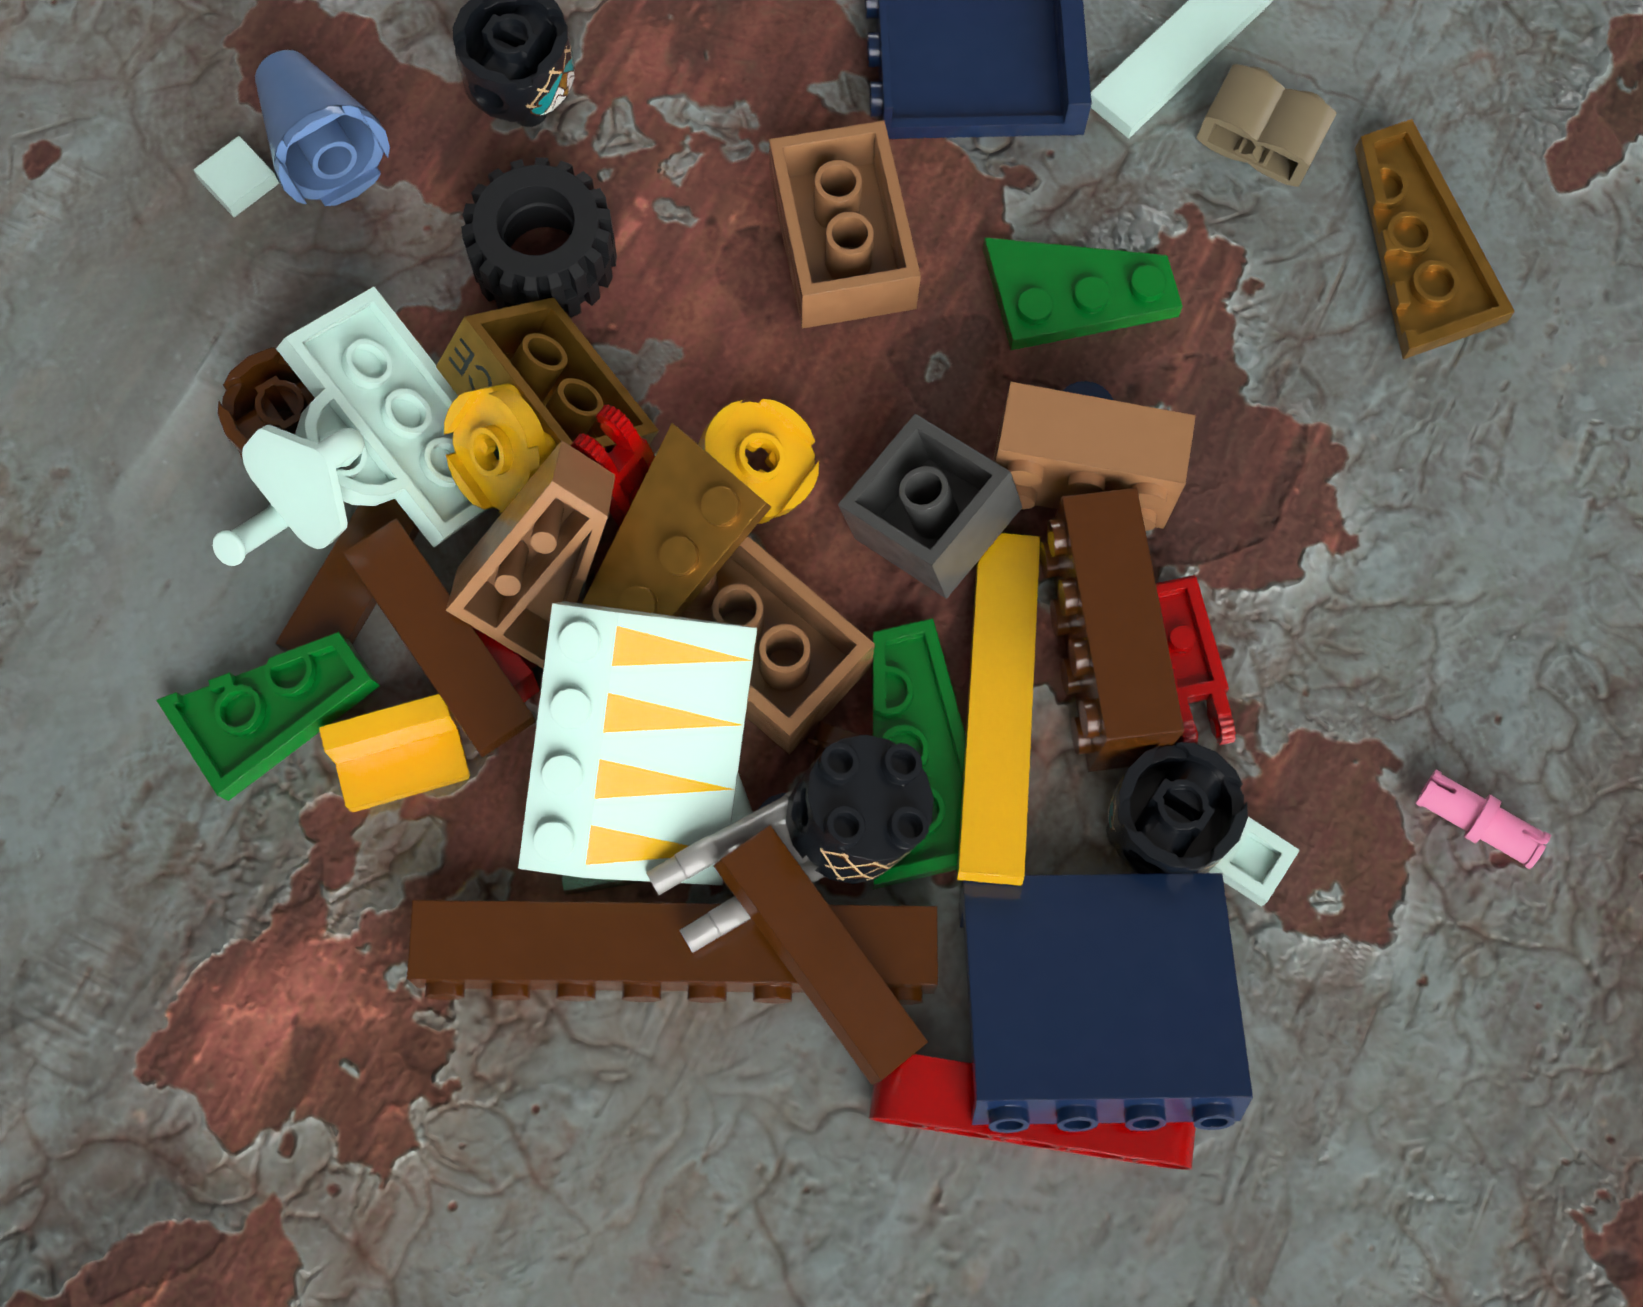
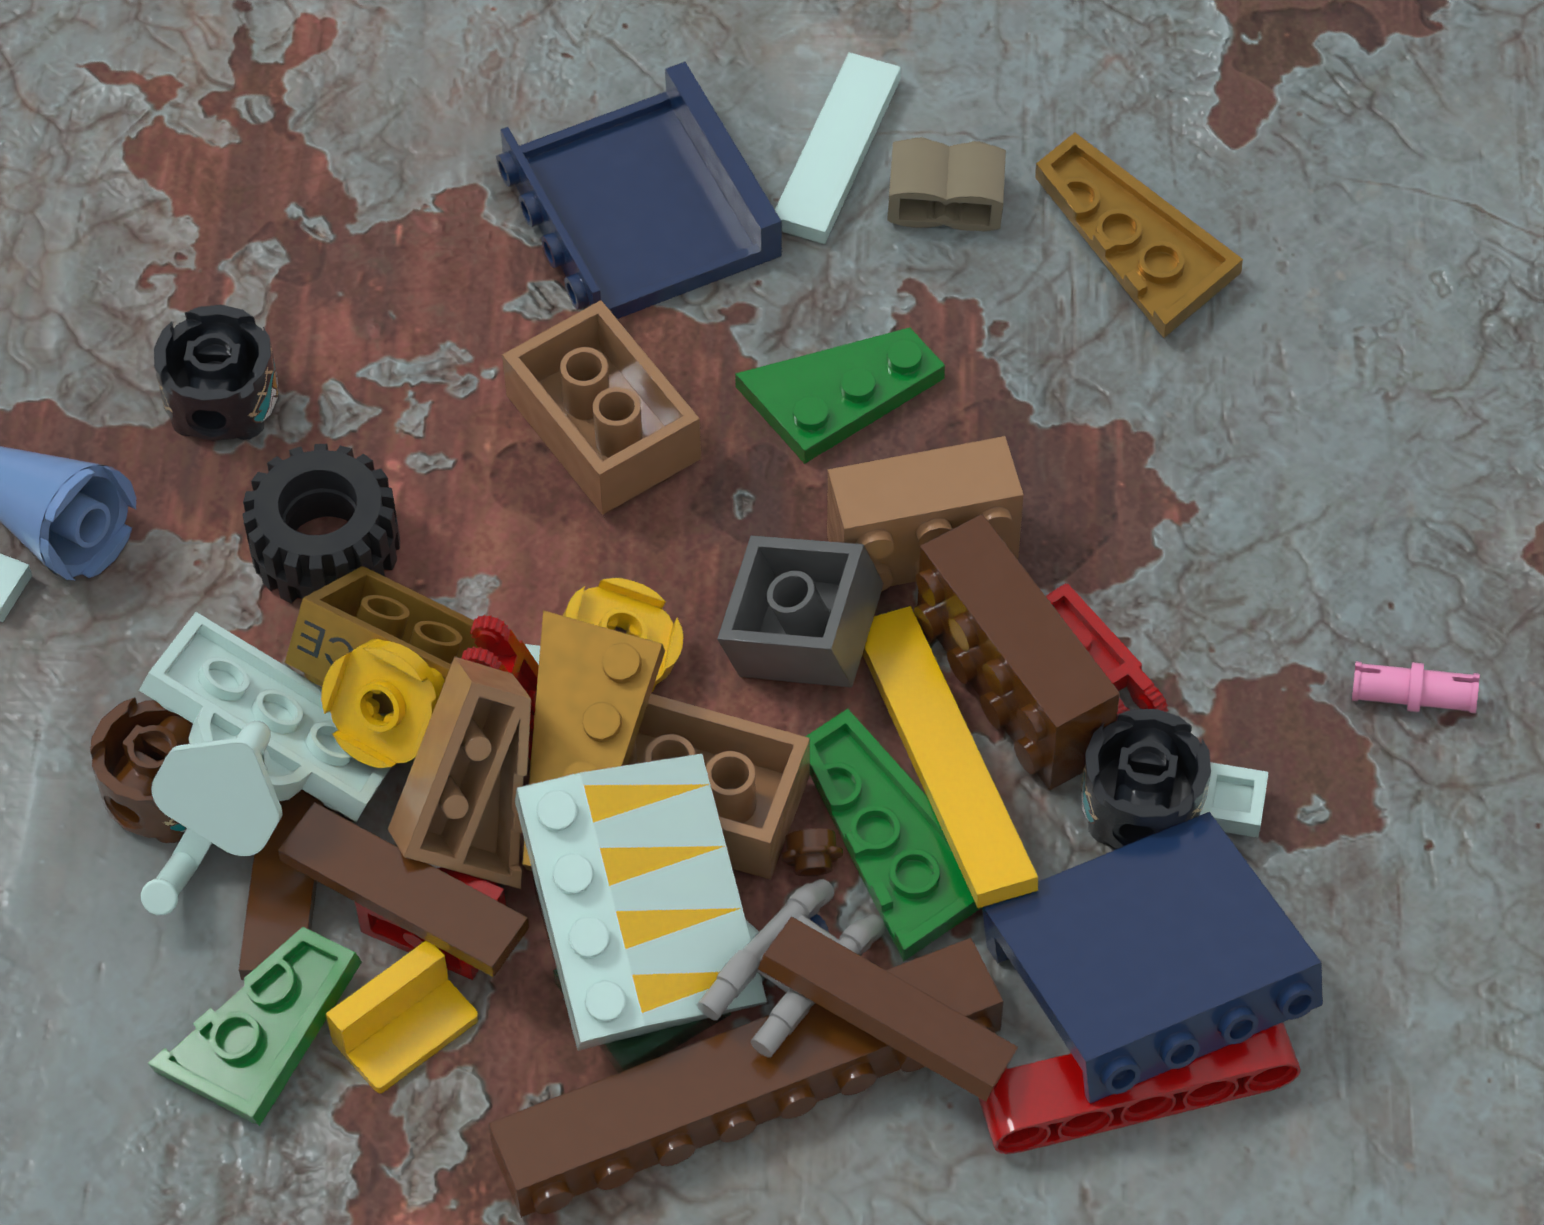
camera: 20 degrees left, 15 degrees down
(860, 808) = (864, 875): black brick -> none

